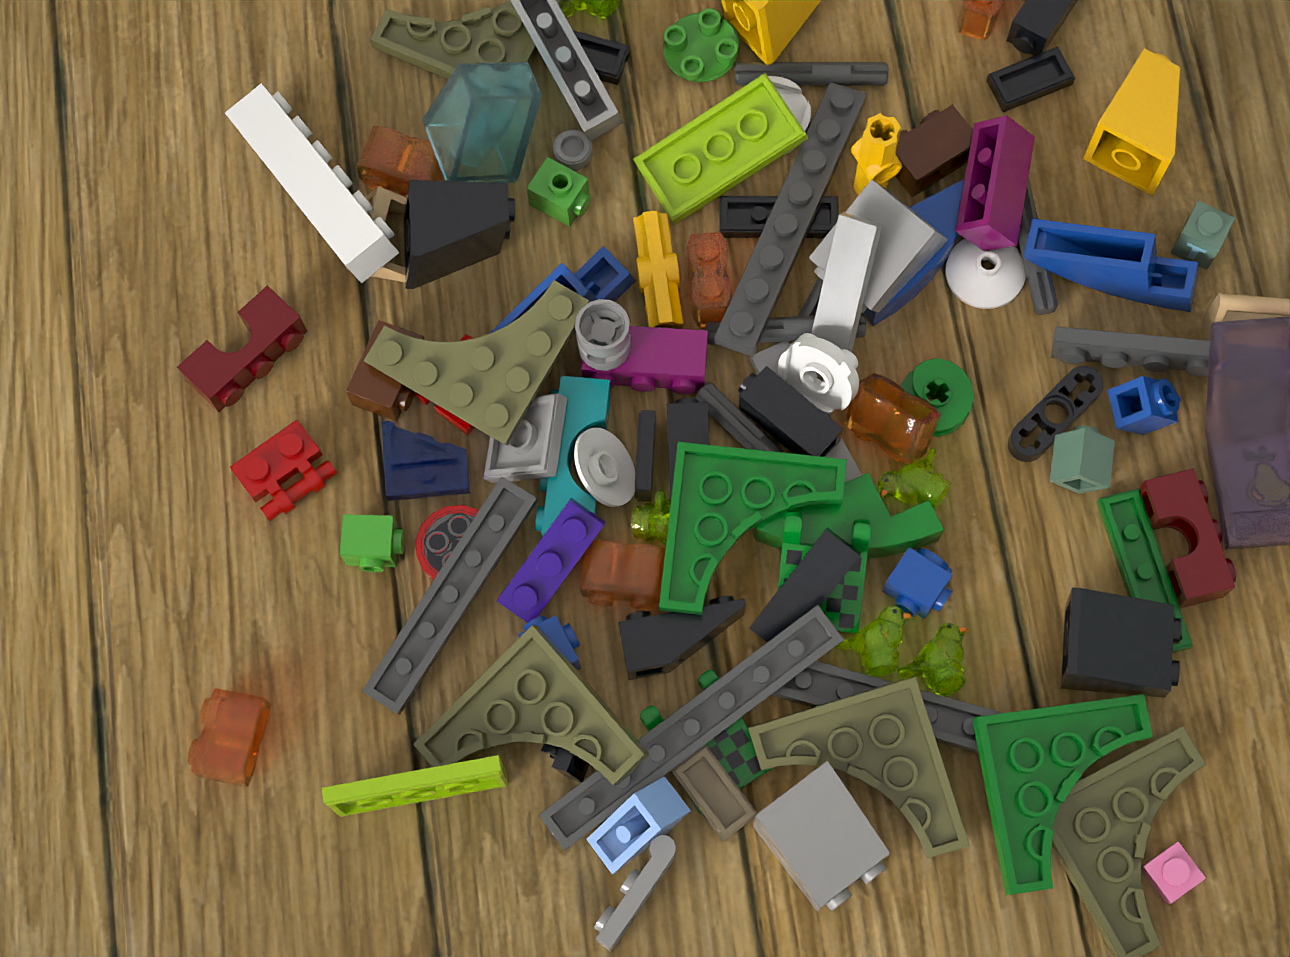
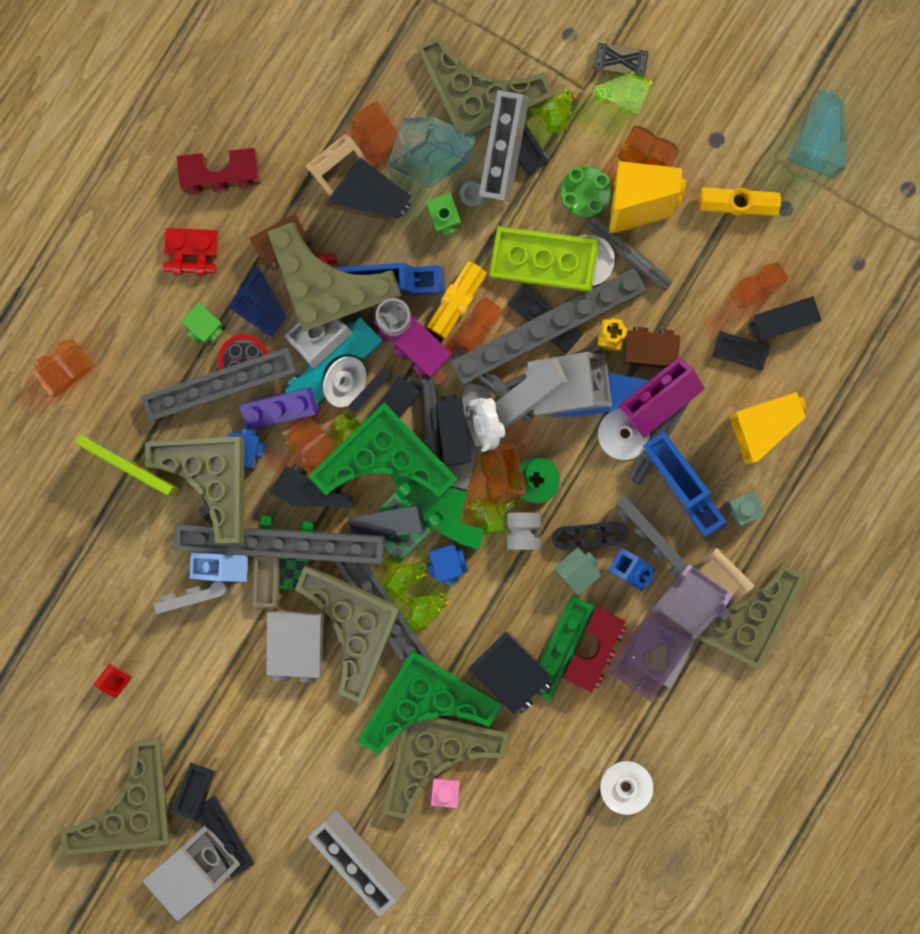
camera: 40 degrees right, 15 degrees up
(312, 184) = (320, 108): white brick -> none
(975, 467) = (524, 531): none -> light grey wheel

